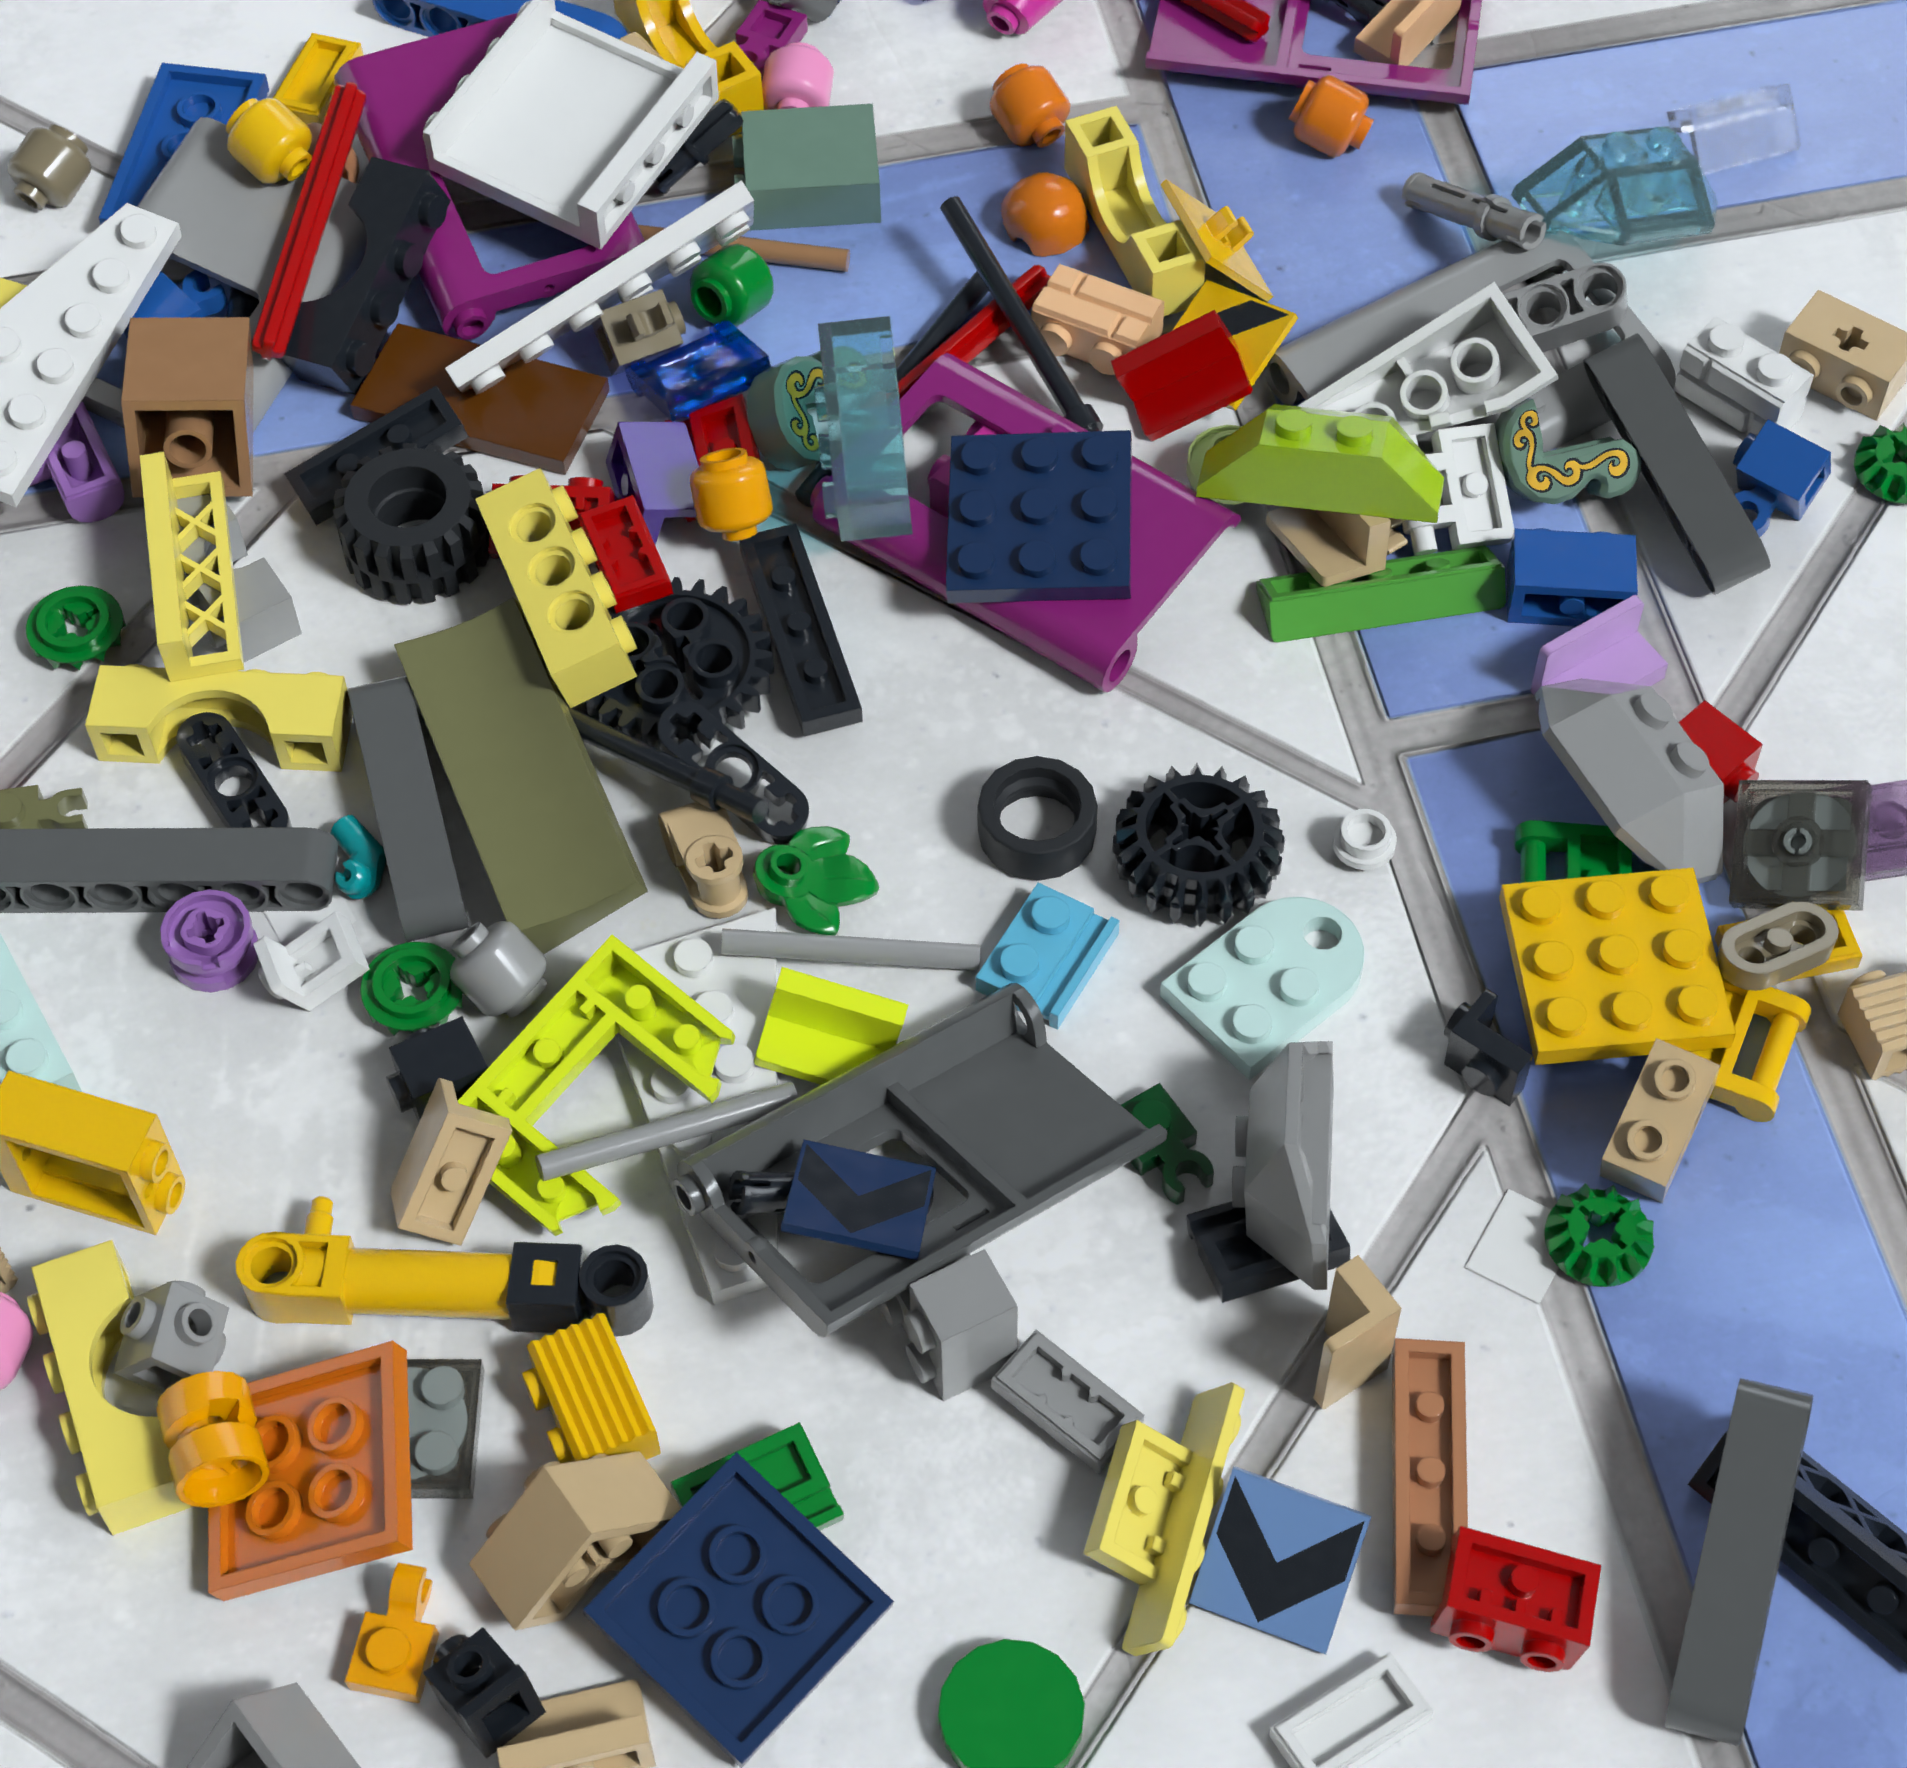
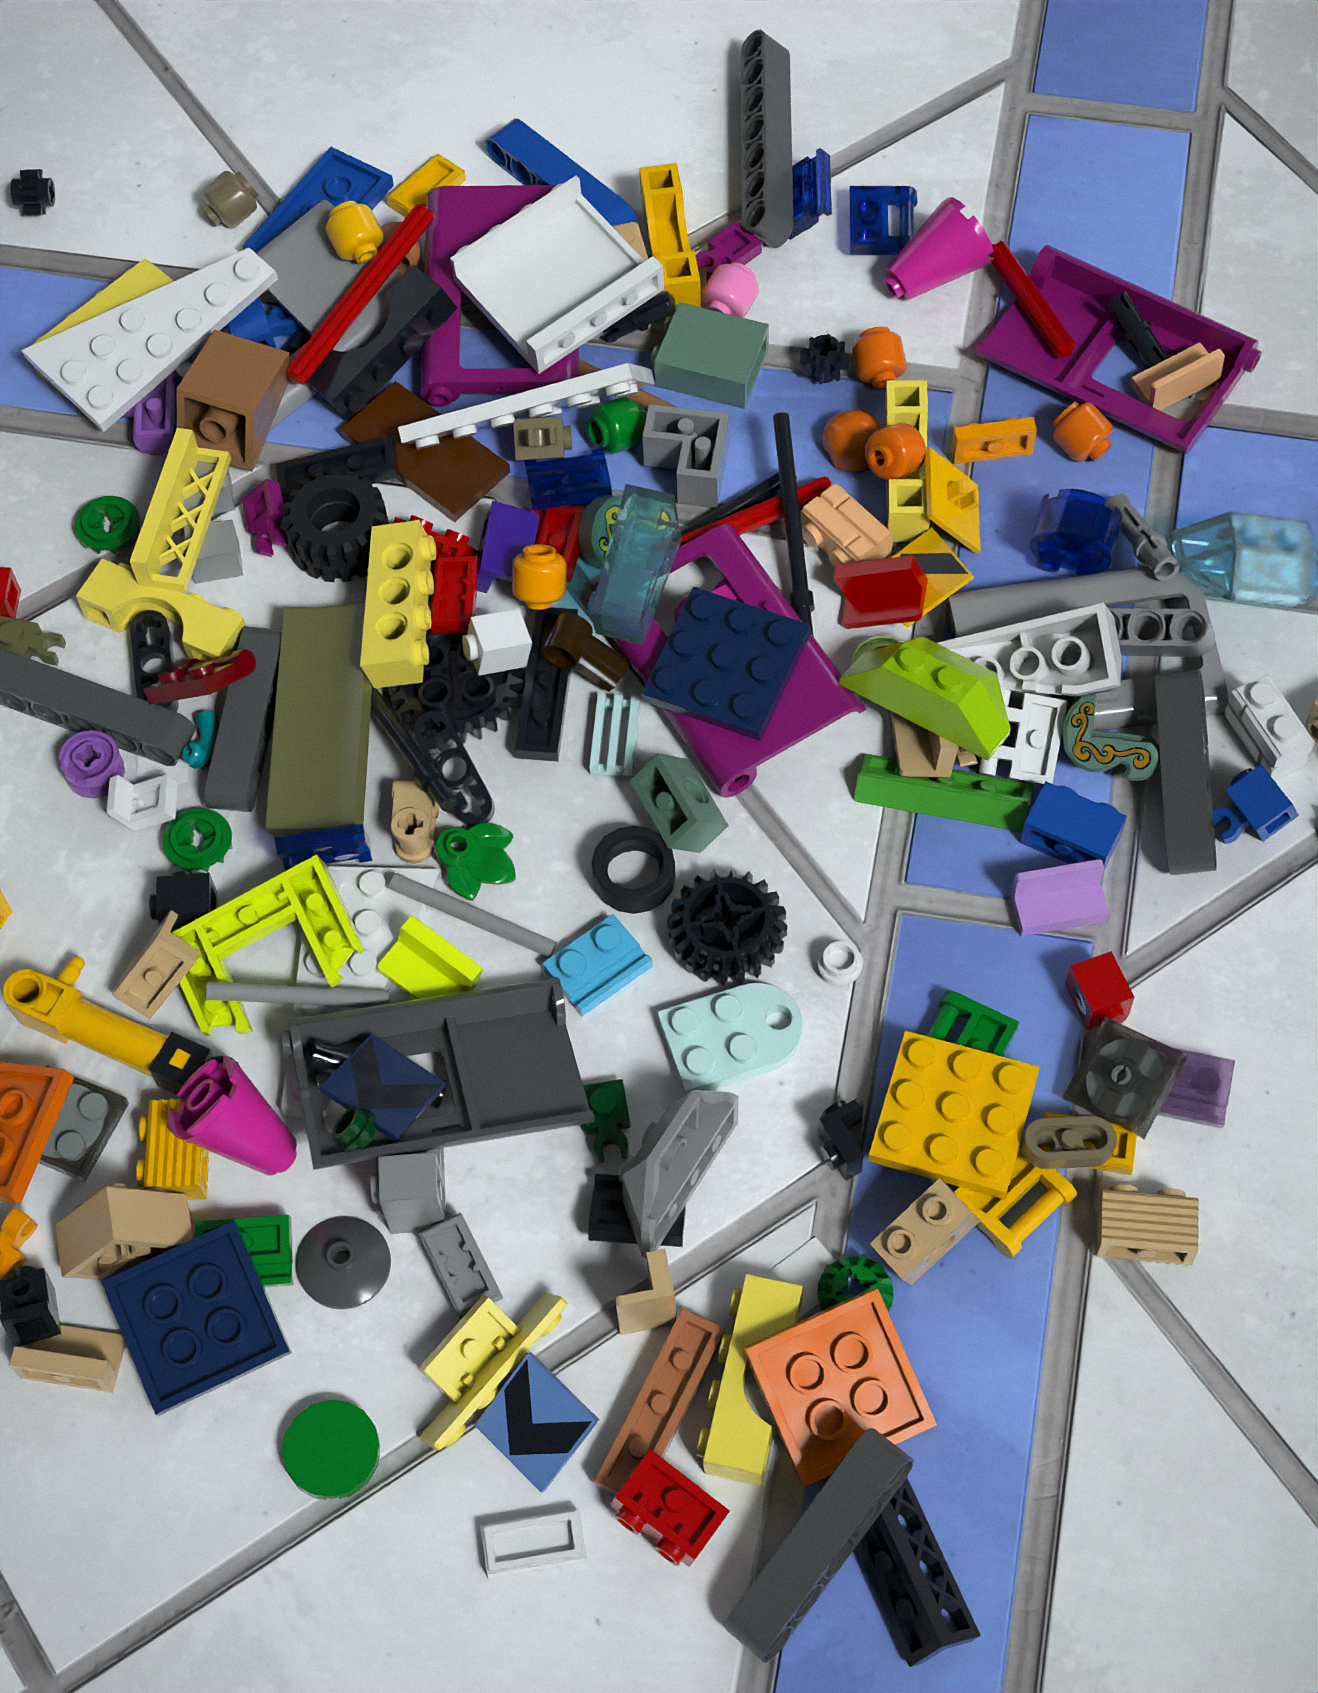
camera: 25 degrees right, 5 degrees up
(297, 542) = (263, 513): none -> magenta plate
(324, 770) = (200, 678): none -> dark red plate
(498, 968) = (248, 848): light grey head -> none
(628, 915) = (329, 844): none -> clear blue plate
(662, 1317) = (232, 1119): none -> dark pink cone
(721, 588) = (497, 642): none -> white brick
(823, 567) = (576, 648): none -> dark brown piece
(841, 274) = (691, 443): none -> light grey brick
(861, 1258) = (354, 1129): none -> dark green plate
(903, 1492) = (346, 1283): none -> dark grey dish
(909, 627) = (618, 705): none -> light aqua tile
(959, 128) = (824, 359): none -> black gear
(1059, 713) = (678, 803): none -> sand green brick
(1122, 199) = (895, 451): none -> orange head
(1227, 157) = (993, 440): none -> light orange plate
(1390, 229) = (1075, 532): none -> clear blue brick
(1553, 1473) = (738, 1438): none -> light yellow arch
(1638, 771) = (1034, 986): light grey wedge -> none
(1651, 1353) = (836, 1381): none -> orange plate

